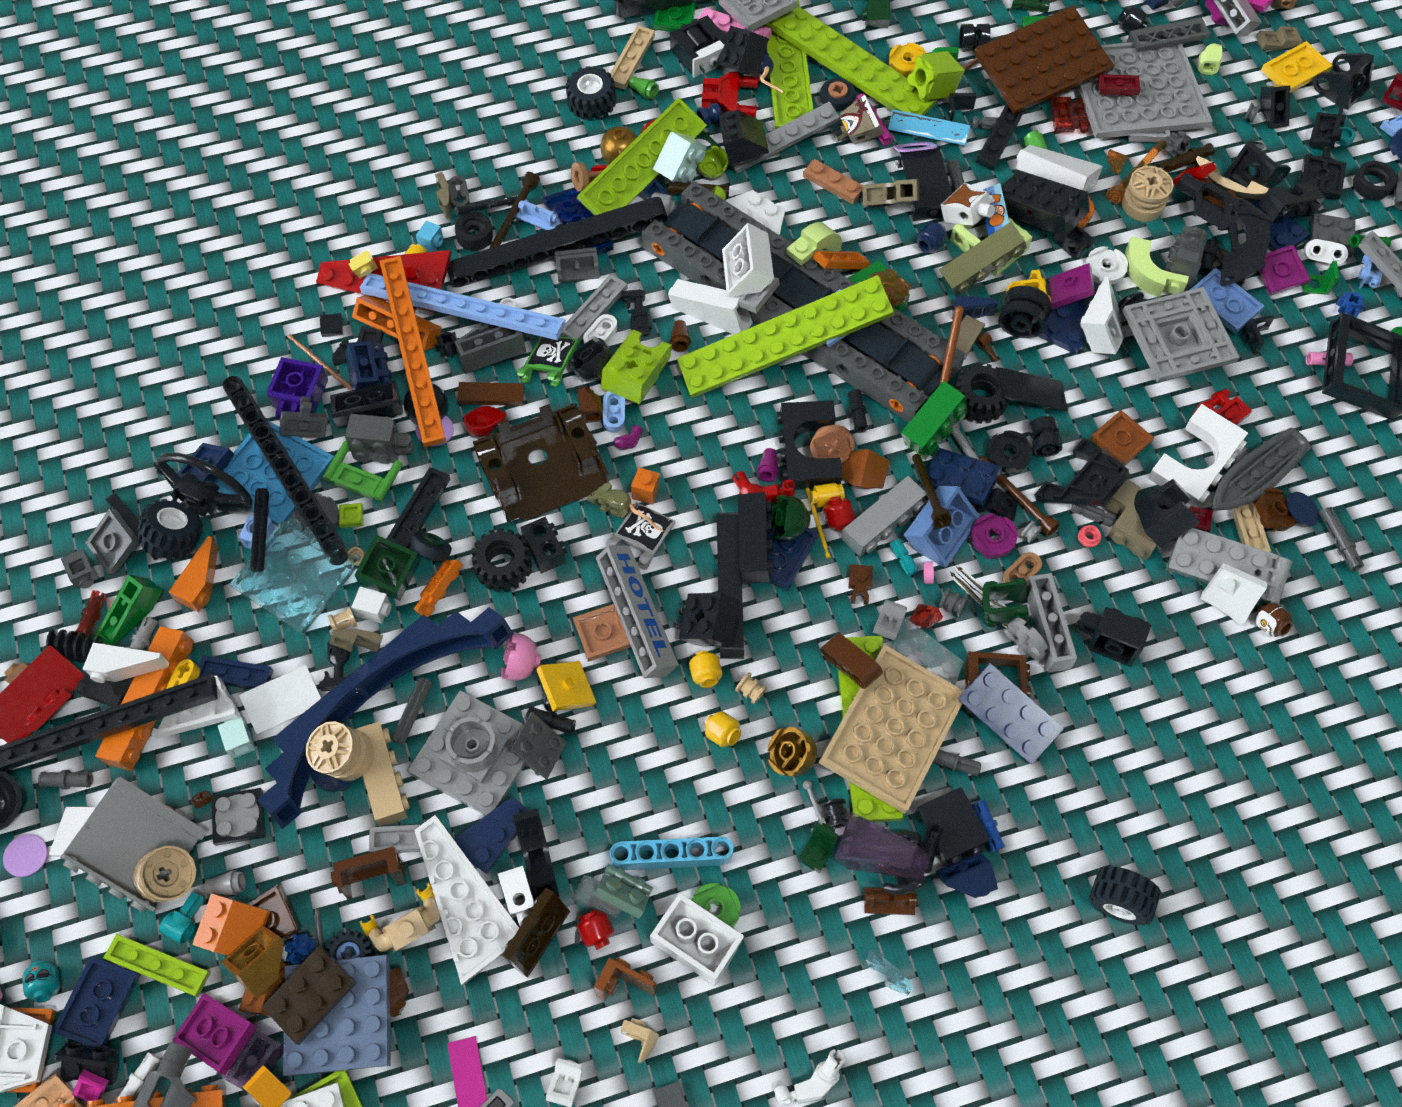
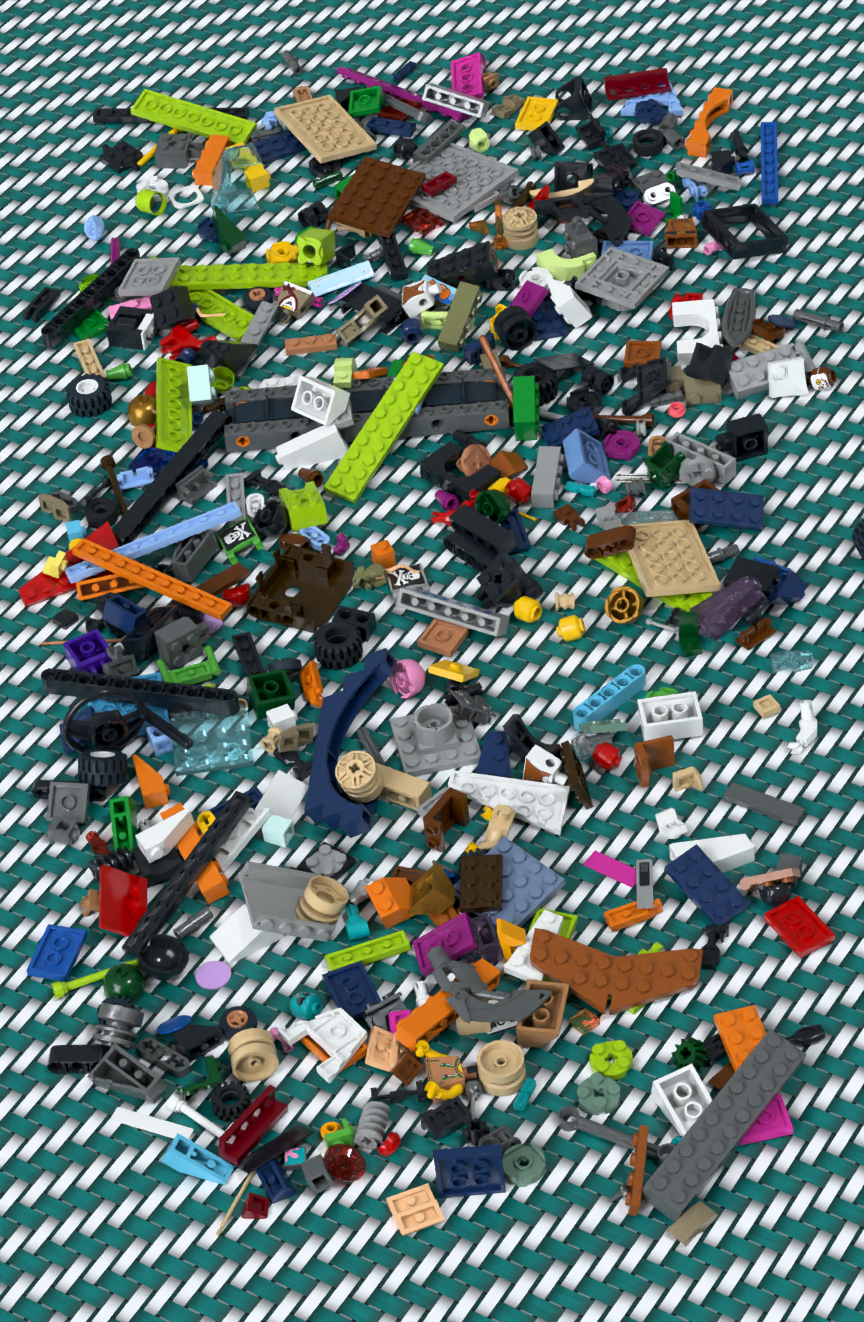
camera: 35 degrees left, 20 degrees down
(808, 1010) = (766, 706): none -> tan plate
(940, 515) = (584, 443): dark brown piece -> none
(1058, 167) = (449, 246): white slope -> none
(1301, 316) = (681, 233): none -> dark orange torso

